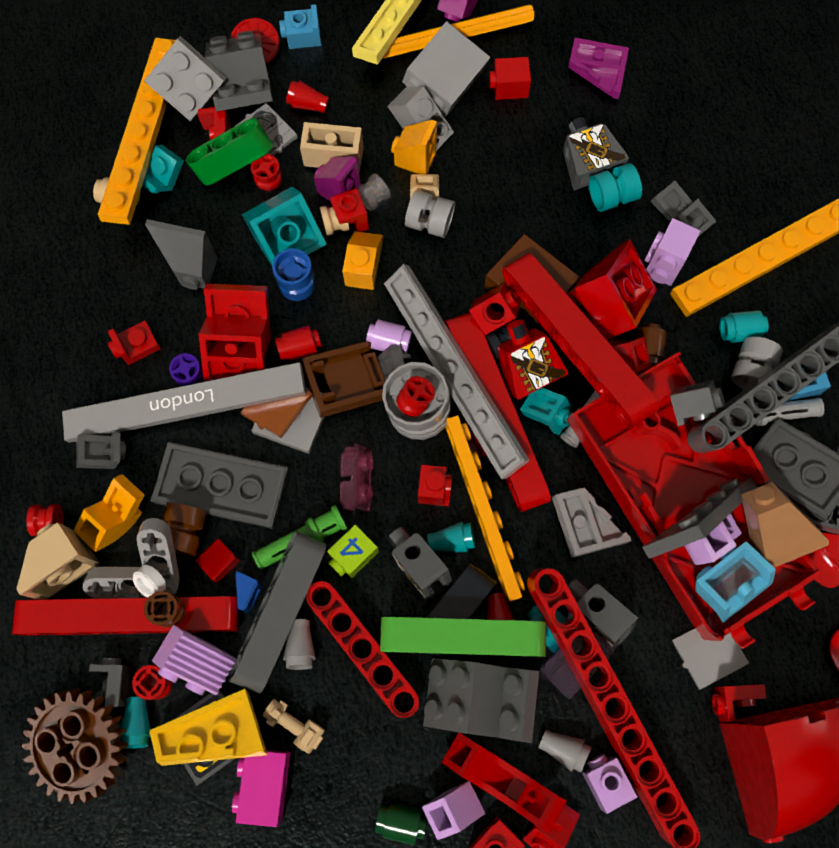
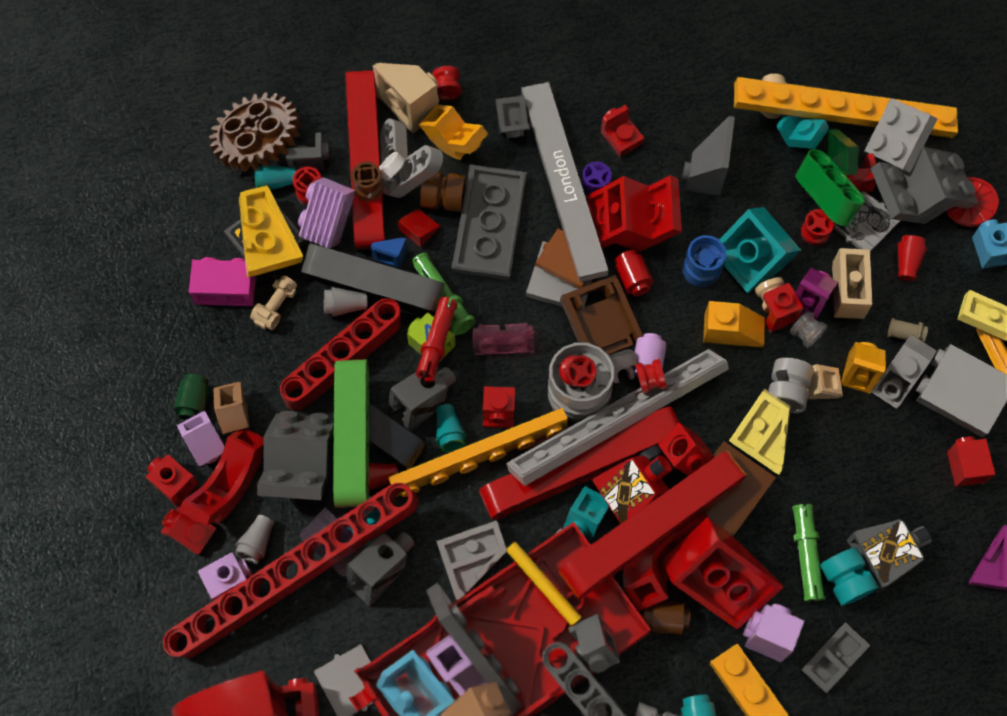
camera: 85 degrees right, 5 degrees down
(193, 133) = (843, 151): none -> dark green tile
(376, 543) = (433, 348): none -> red pin
(380, 111) = (902, 330): none -> dark tan pin
(418, 331) = (651, 376): none -> red wheel
(420, 775) = (231, 407): none -> medium nougat piece
(474, 240) = (765, 431): none -> light yellow wing
(589, 220) = (808, 552): none -> bright green pin
(637, 445) = (543, 583): none -> yellow bar

